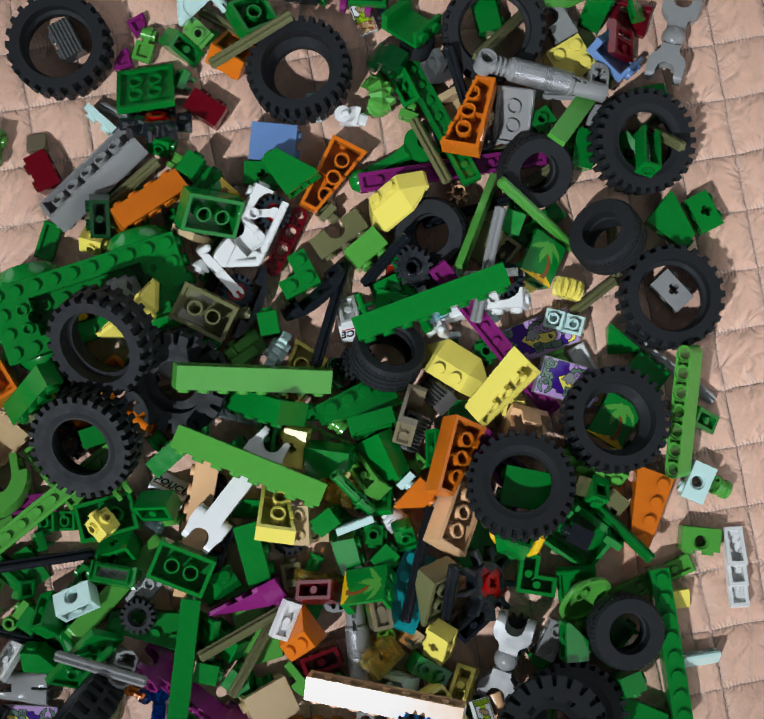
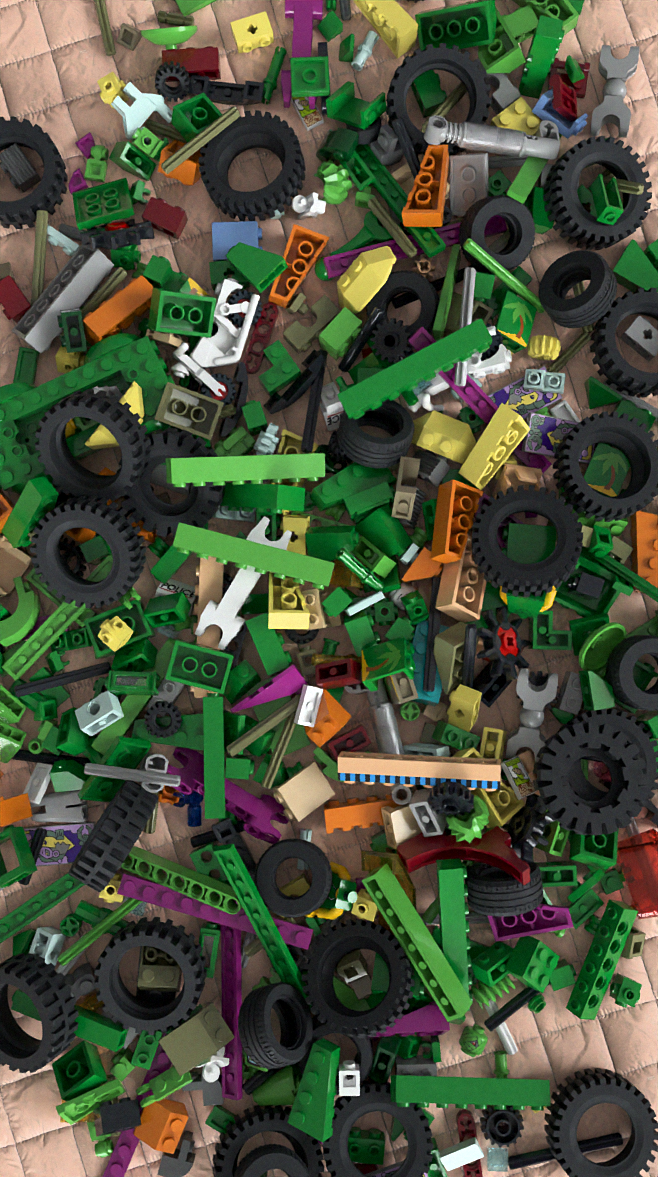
camera: 10 degrees left, 0 degrees up
(76, 132) = (39, 255): none -> olive axle
(390, 654) = (404, 739): clear yellow brick -> none

